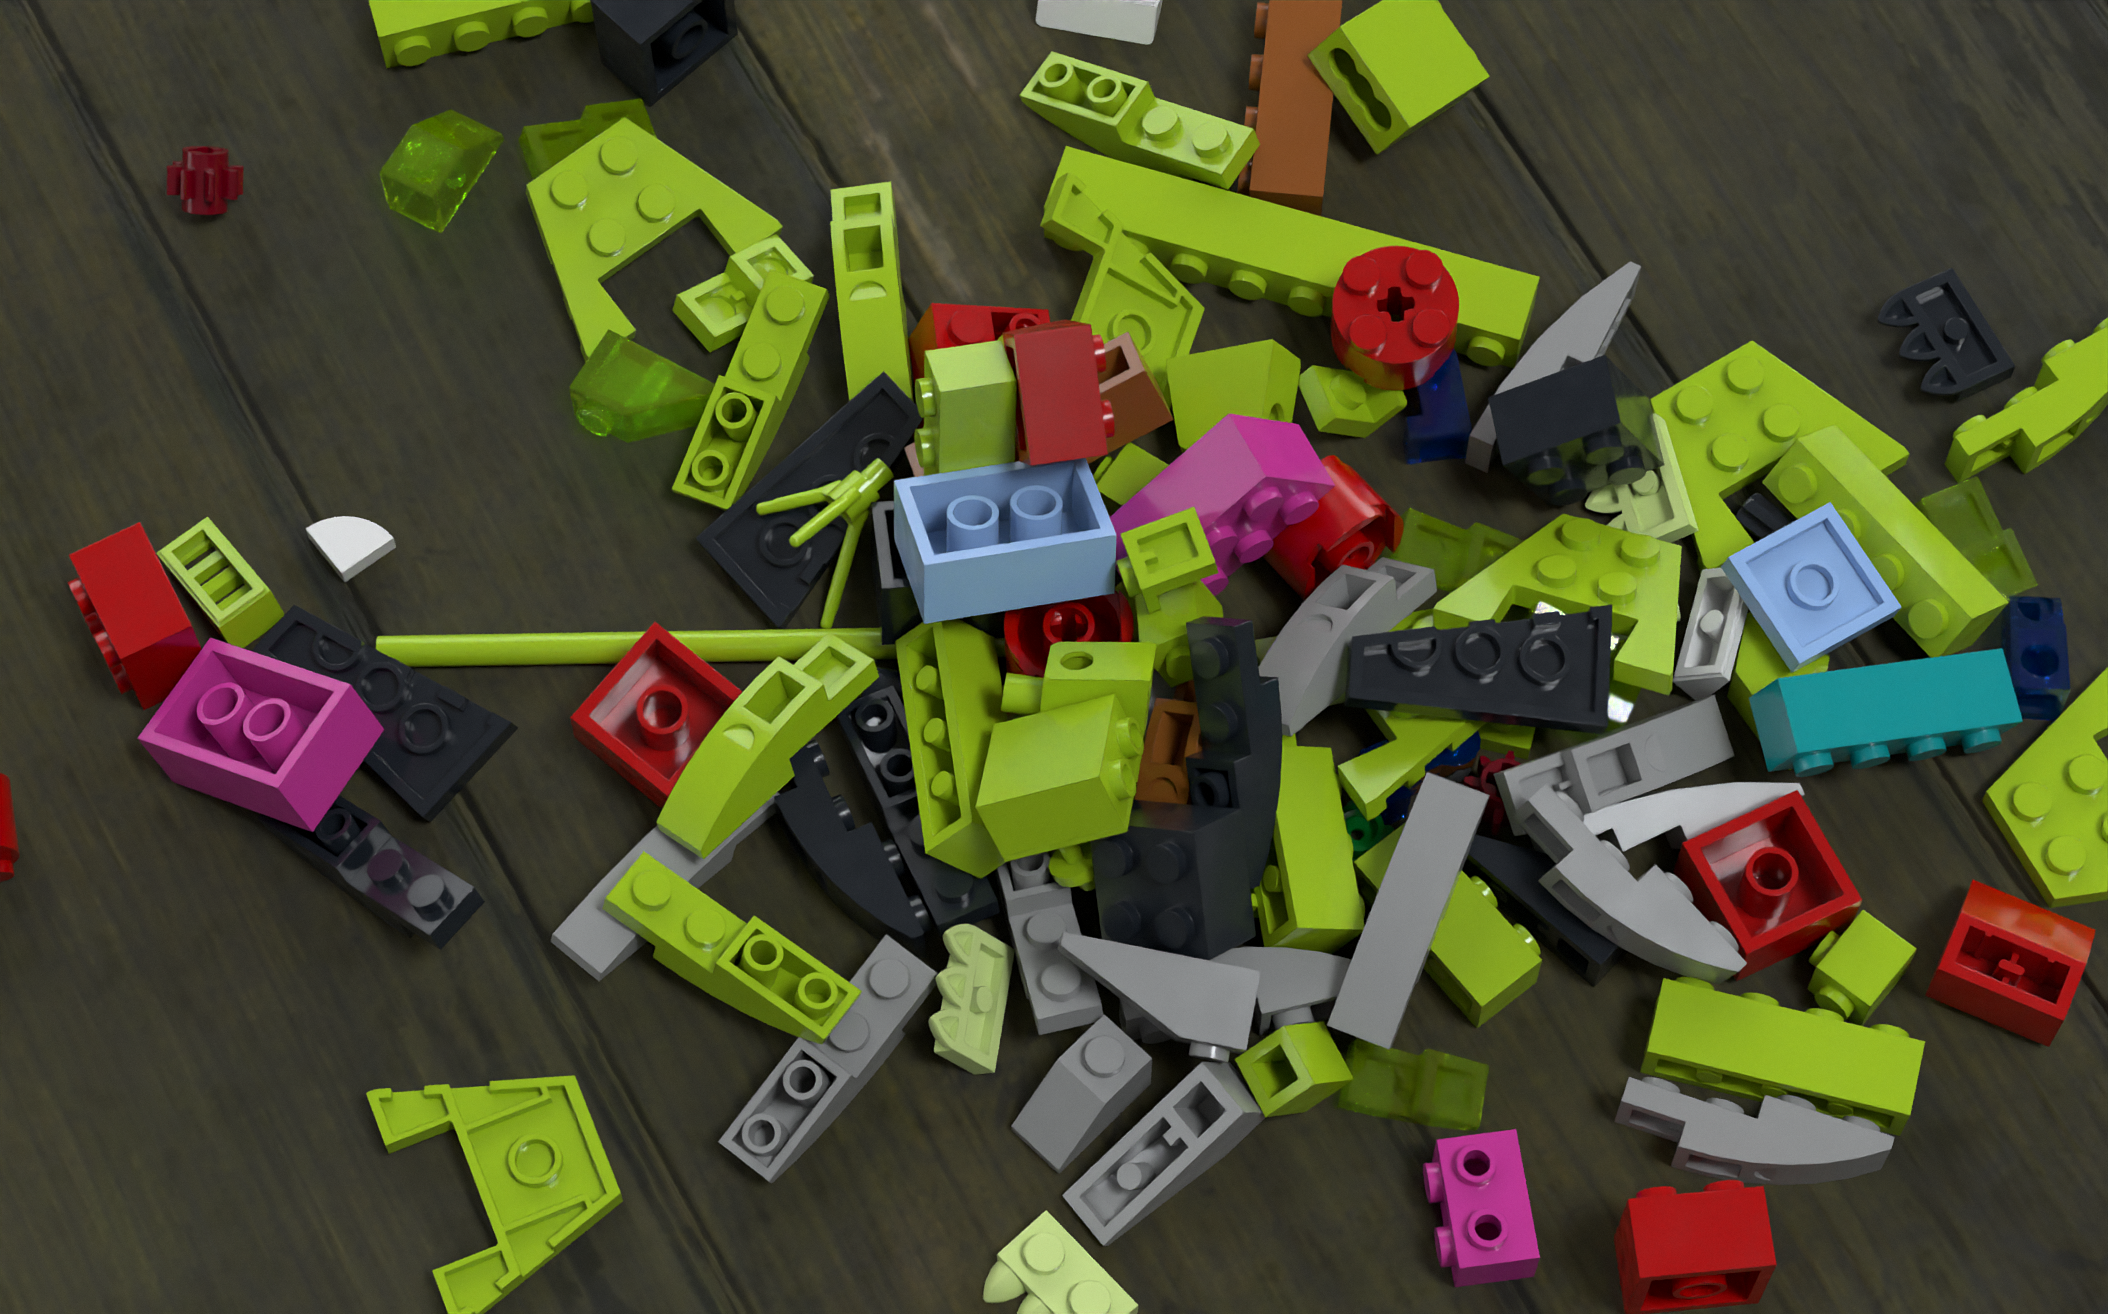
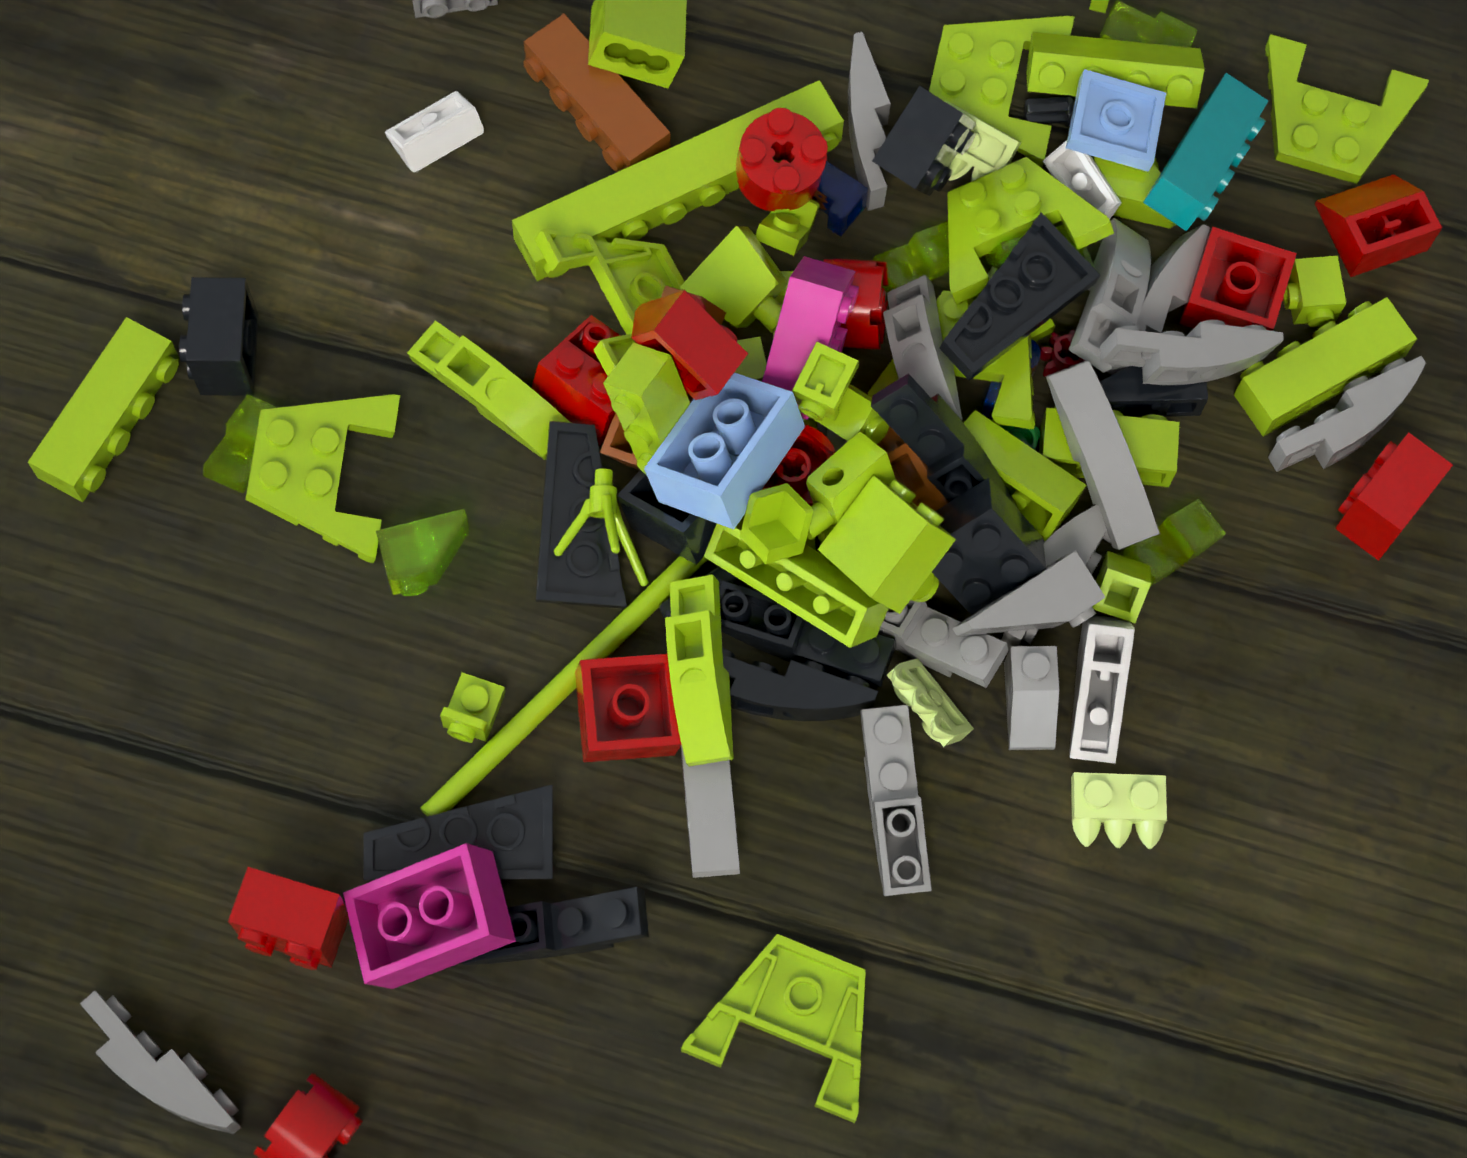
camera: 50 degrees left, 5 degrees up
(204, 180) = (55, 652): dark red gear -> none
(242, 614) = (336, 848): lime slope -> none
(350, 543) = (349, 773): white tile -> none
(437, 167) = (178, 528): clear neon green slope -> none
(527, 589) = (472, 708): none -> lime bracket
(722, 305) = (415, 449): lime slope -> none
(730, 959) = (797, 797): lime slope -> none
(754, 393) = (482, 496): lime slope -> none
(976, 658) = (776, 523): none -> lime panel
(1135, 127) = (530, 181): lime slope -> none
(1483, 1208) = (1272, 570): dark pink brick -> none
(2036, 654) = (1229, 54): clear blue leg -> none

